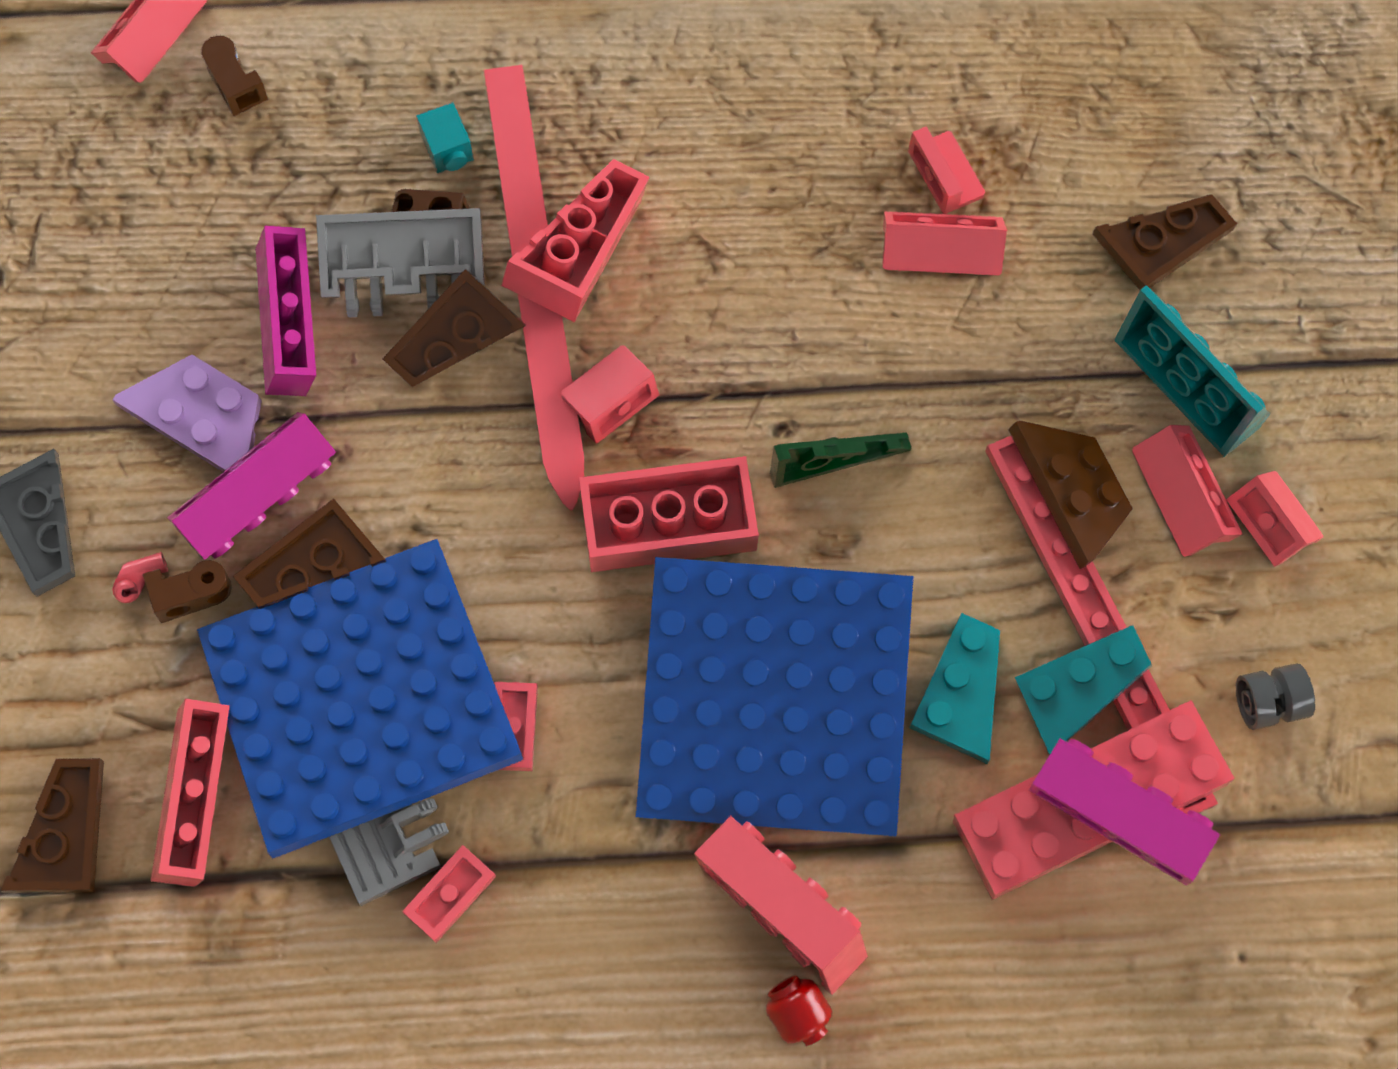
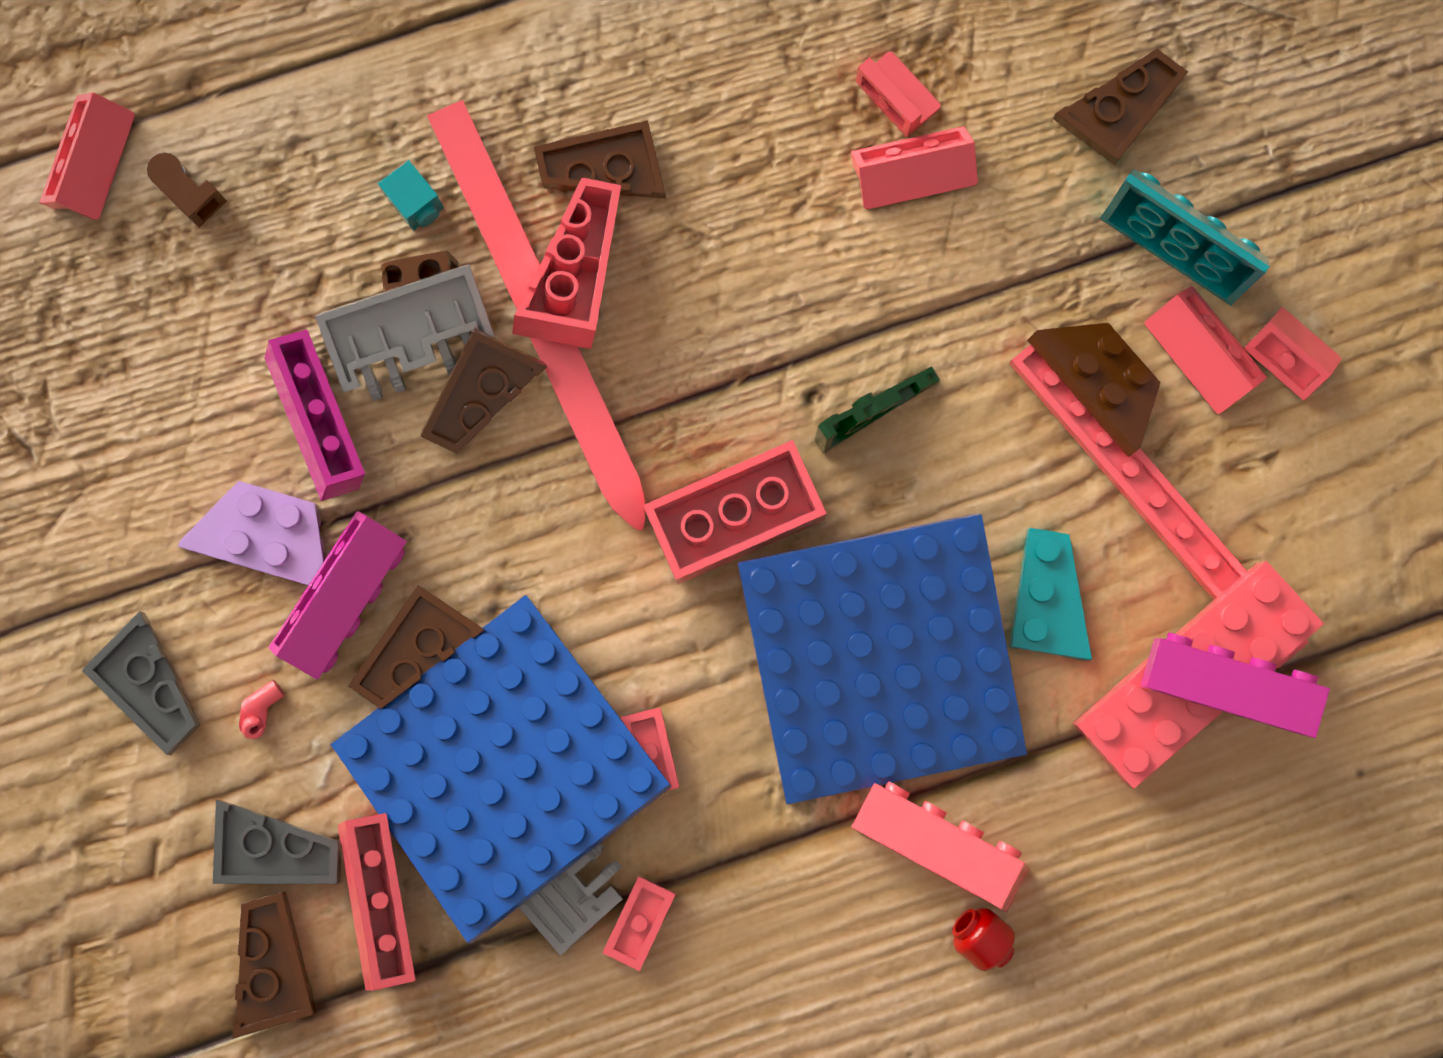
camera: 10 degrees left, 10 degrees up
(102, 717) = (270, 851): none -> dark grey wing
(187, 592) = (321, 704): reddish brown leg -> none
(611, 392) = (645, 407): coral panel -> none
(657, 152) = (611, 156): none -> reddish brown wing
(1080, 684) = (1157, 566): teal wing -> none
(1275, 696) = (1341, 524): dark grey wheel -> none

